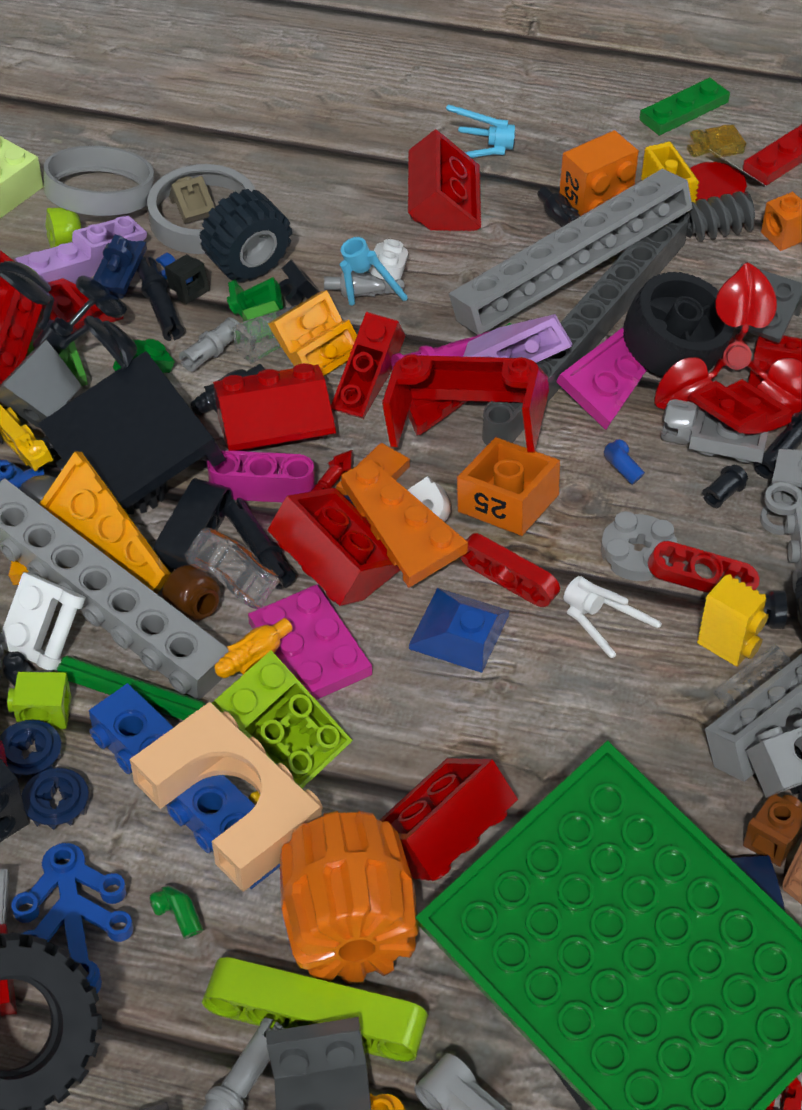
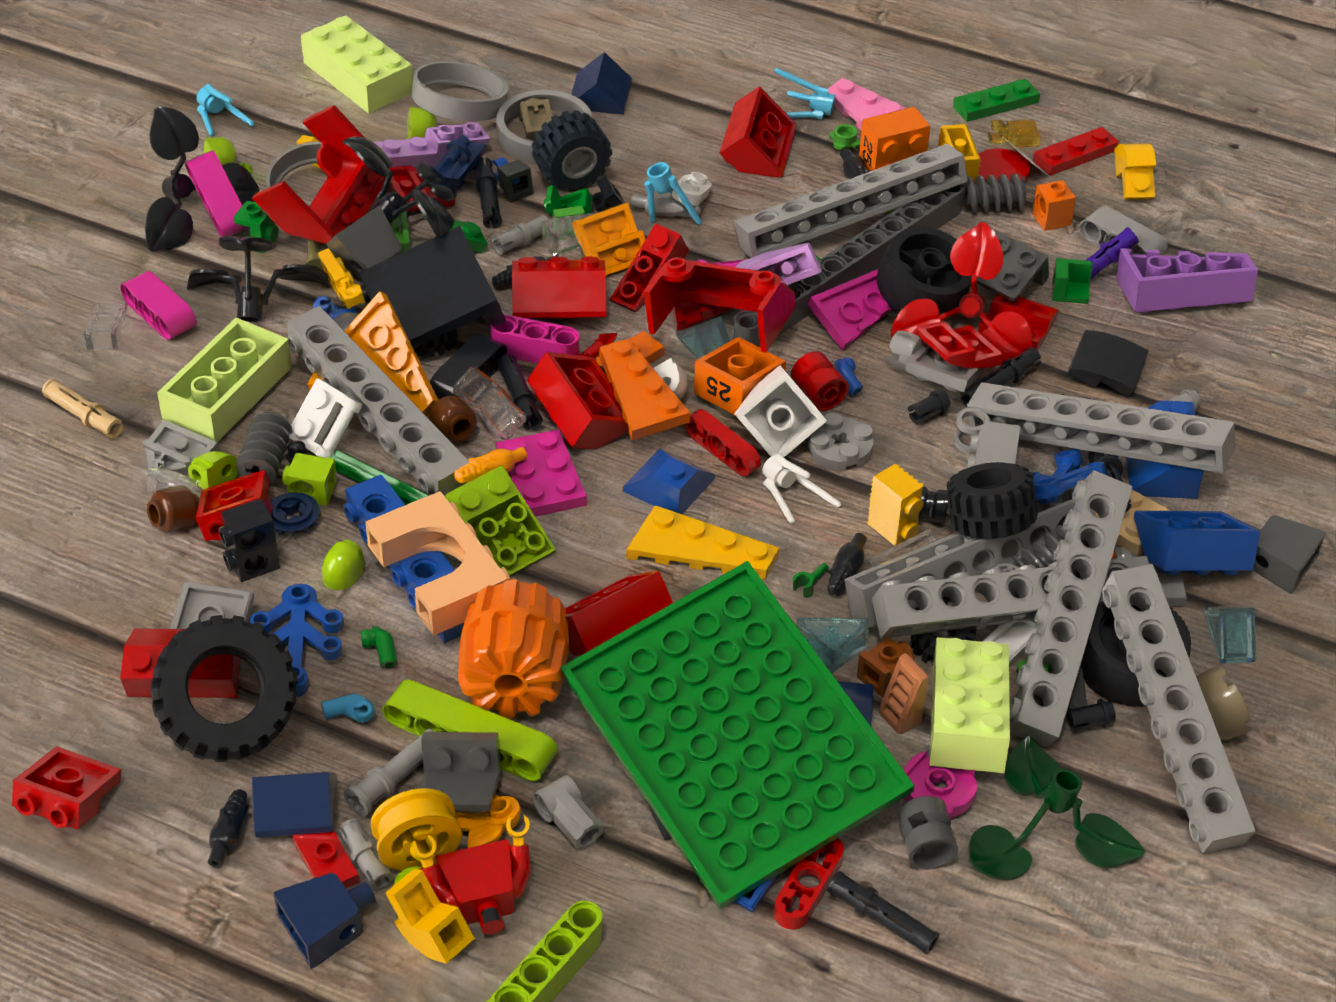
camera: 10 degrees right, 5 degrees down
(43, 787) = (296, 543): dark blue gear -> none
(106, 809) = (342, 565): none -> lime piece
(160, 1001) = (351, 706): none -> dark azure arm
(255, 150) = (603, 86): none -> dark blue slope
(453, 442) = (704, 337): none -> clear light blue slope
(501, 702) = (687, 540): none -> yellow wing
(537, 172) = (844, 137): none -> bright green plate
(547, 132) = (860, 102): none -> bright pink wing
(568, 525) = (779, 413): none -> white slope
(598, 475) = (820, 380): none -> red wheel
(655, 728) = (808, 580): none -> green hand
(688, 577) = (881, 454): red beam -> none
(692, 702) = (846, 564): none -> black piece
(709, 803) = (834, 638): none -> clear light blue slope

